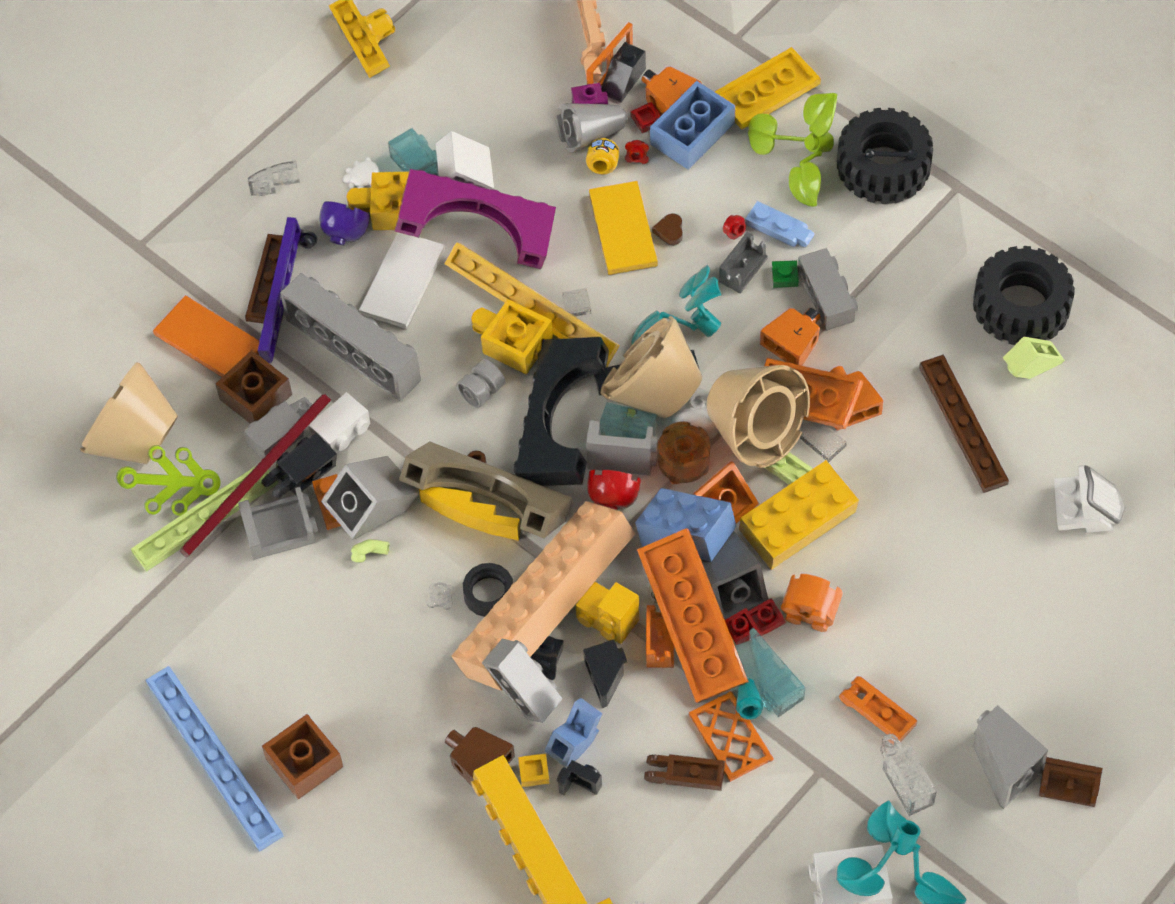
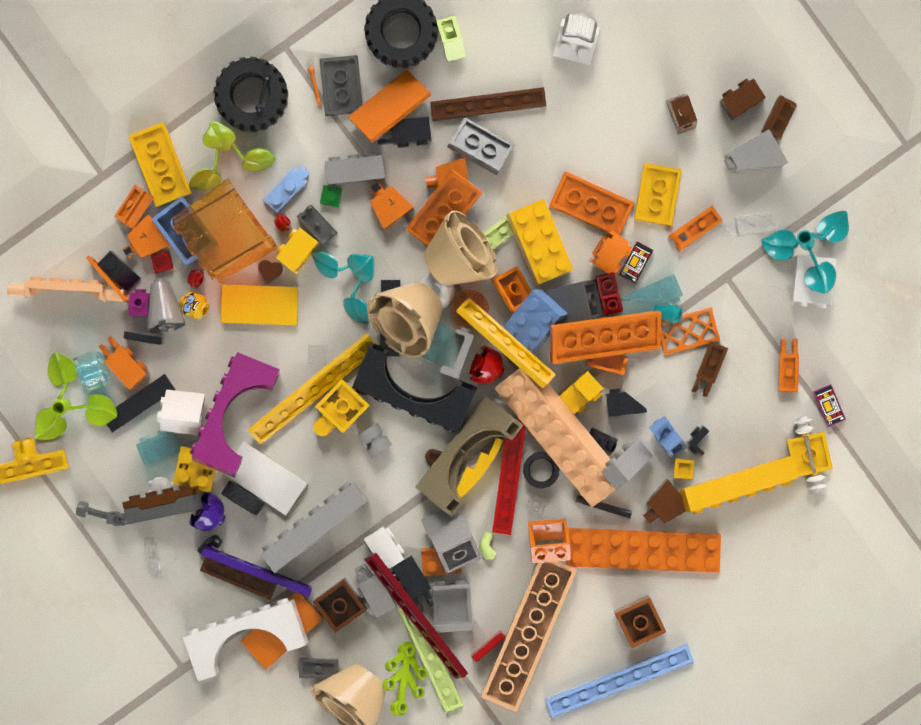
camera: 80 degrees left, 30 degrees up
(166, 380) = (317, 668): none -> dark grey plate
(174, 258) = (279, 619): none -> white arch
(232, 577) = (488, 646): none -> red tile
(260, 618) = (528, 634): none -> light nougat brick
(314, 124) = (112, 517): none -> dark grey bar
(343, 167) = (163, 504): none -> piece
(370, 250) = (243, 497): none -> black tyre
(388, 609) = (556, 530): none -> orange window
(406, 749) = (644, 550): none -> orange plate
(417, 47) = (48, 421): none -> lime plant
(453, 119) = (140, 402): none -> black tile
(455, 690) = (606, 507): none -> black bar
(465, 553) = (508, 483): none -> red plate
(491, 66) = (91, 371): none -> clear light blue brick
(508, 102) = (124, 364): none -> orange hinge
(547, 114) = (143, 338): none -> black tile
(649, 487) = (506, 343): none -> yellow plate
(696, 150) = (223, 232): none -> clear orange windscreen
(702, 241) = (297, 250): none -> yellow brick
(708, 70) = (134, 206): none -> orange plate
(716, 878) = (788, 367): none -> orange hinge
(807, 646) = (636, 262): none -> tile
(870, 574) = (591, 203): none -> orange tile
(896, 336) = (408, 132): none -> black hinge
(904, 420) = (480, 146): none -> tile
(910, 653) = (657, 194): none -> yellow tile
(921, 304) = (389, 106): none -> orange tile
(929, 255) = (341, 85): none -> dark grey tile
(936, 220) = (311, 70): none -> orange hinge
(1035, 647) = (682, 113): none -> reddish brown torso
(1079, 726) = (742, 99): none -> reddish brown brick

